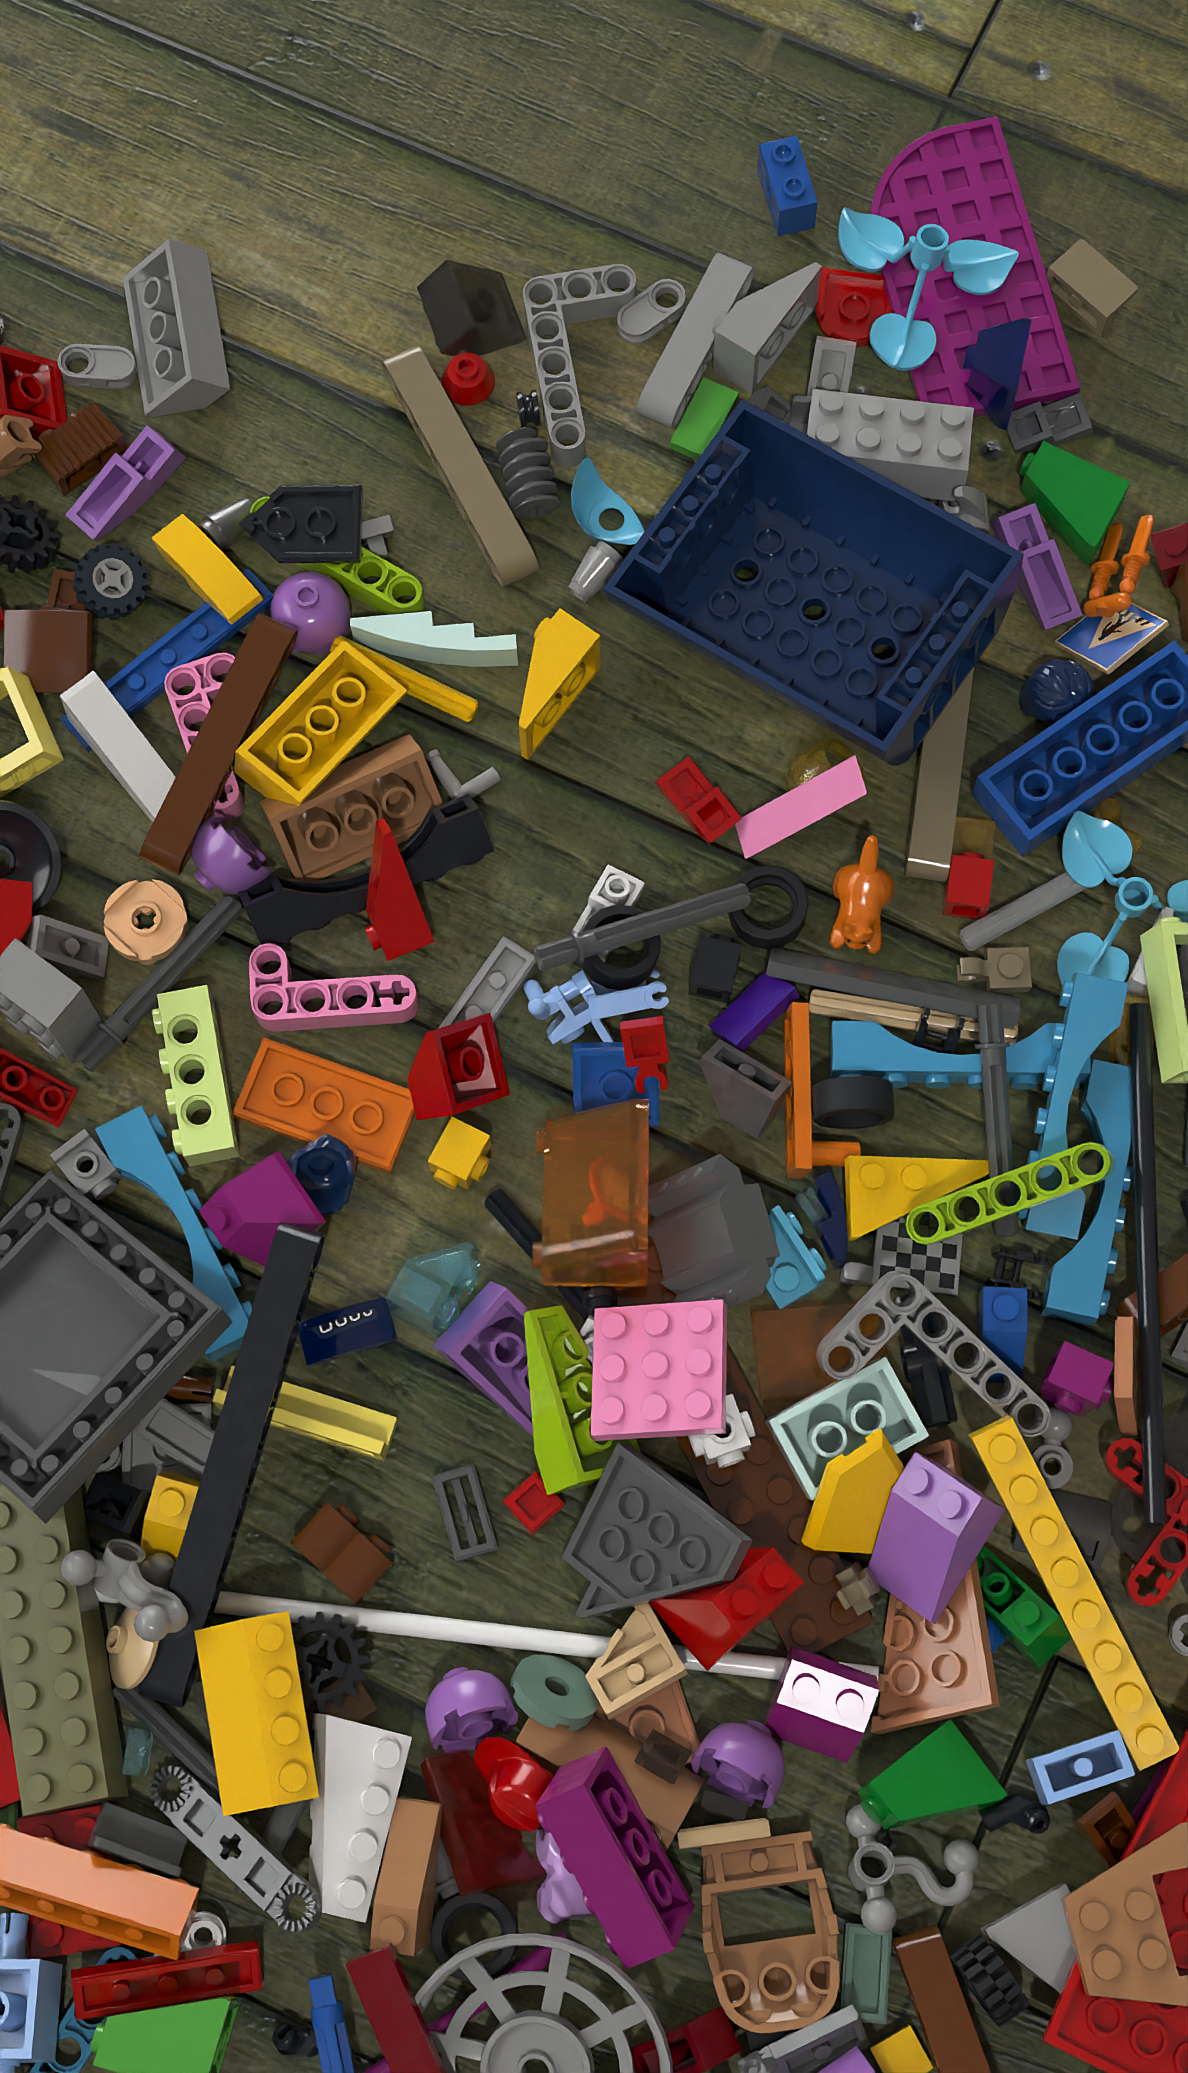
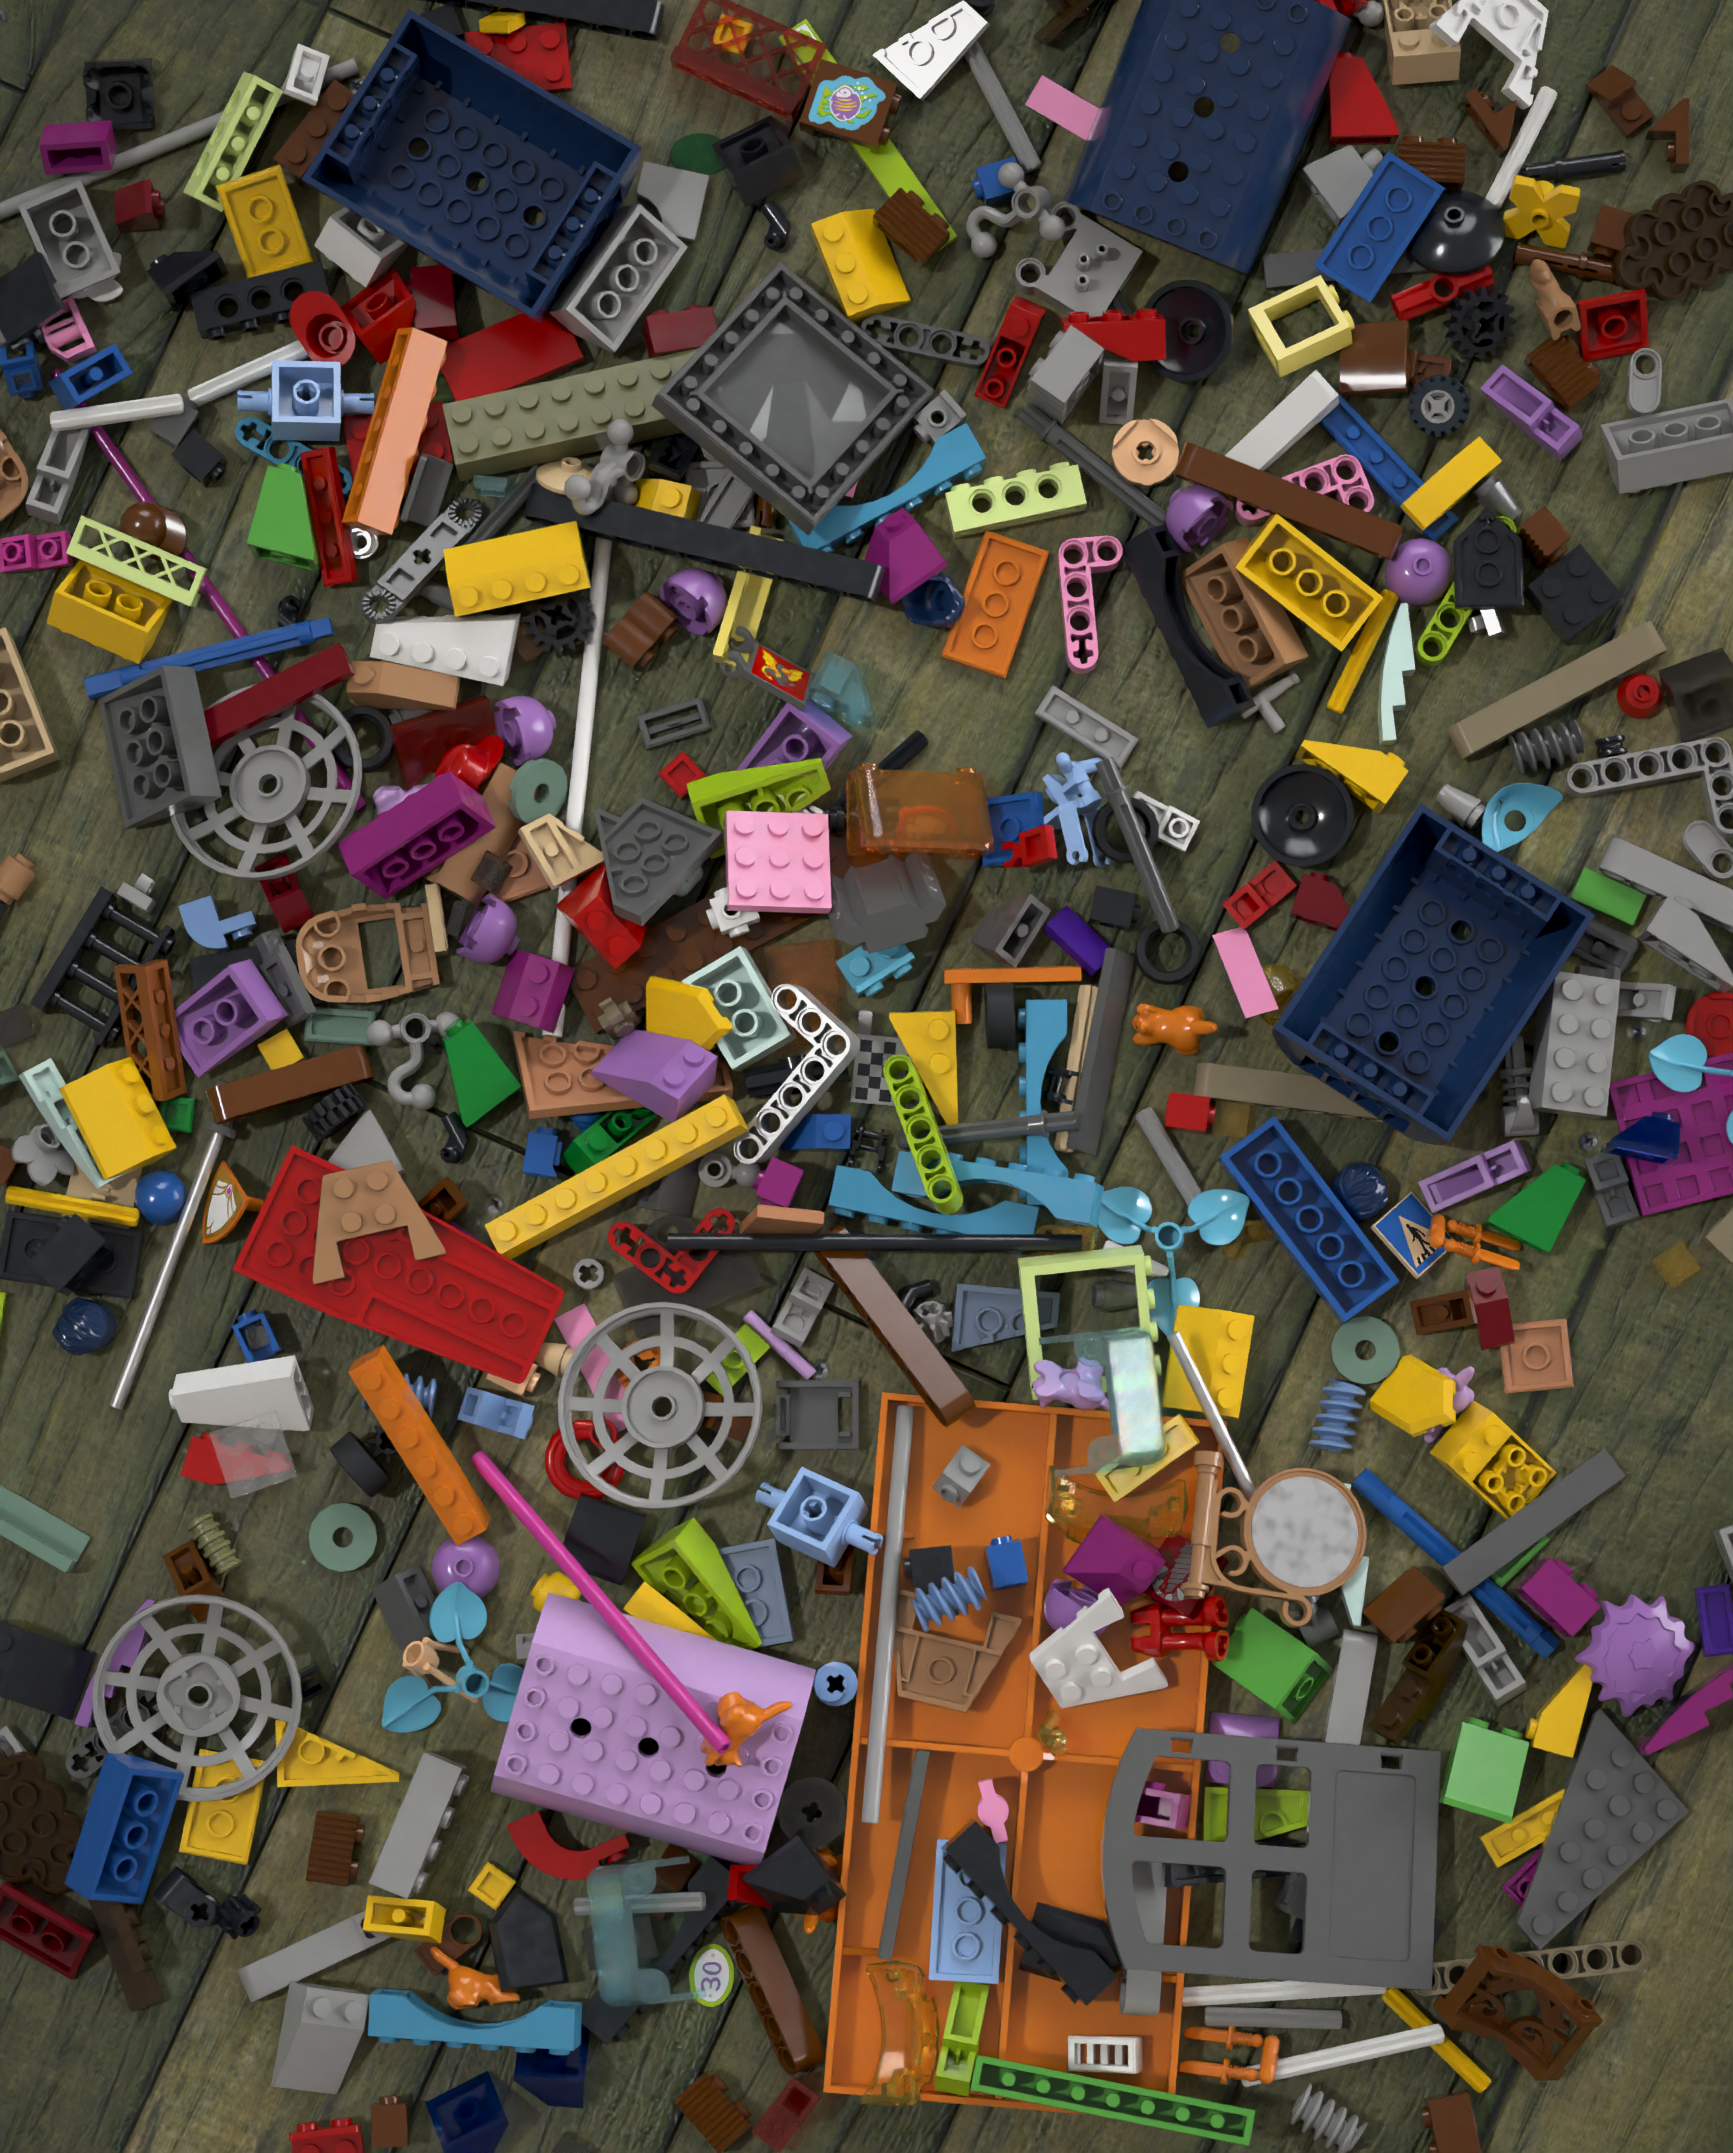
camera: 85 degrees right, 10 degrees up
(278, 461) = (1543, 539): none -> reddish brown brick
(304, 1478) = (697, 599): none -> medium lavender cylinder
(346, 1331) = (811, 626): clear blue slope -> none
(347, 440) = (1572, 594): none -> black brick
(392, 904) = (1153, 649): red slope -> none
(404, 1382) = (768, 670): none -> flag
(457, 1069) = (1020, 705): red slope -> none
(460, 1155) = (953, 709): yellow brick -> none
(608, 718) = (1305, 790): none -> black dish
(712, 727) = (1319, 902): none -> dark red slope
(811, 1207) = (916, 987): clear light blue tile -> none
(833, 1231) = (897, 1003): clear blue slope -> none
(1003, 970) = (1119, 1144): dark tan plate -> none
(1035, 1693) = (543, 1153): none -> blue window
(1080, 1767) = (487, 1182): light blue brick -> none
(1132, 360) = (1676, 1264): none -> clear yellow plate

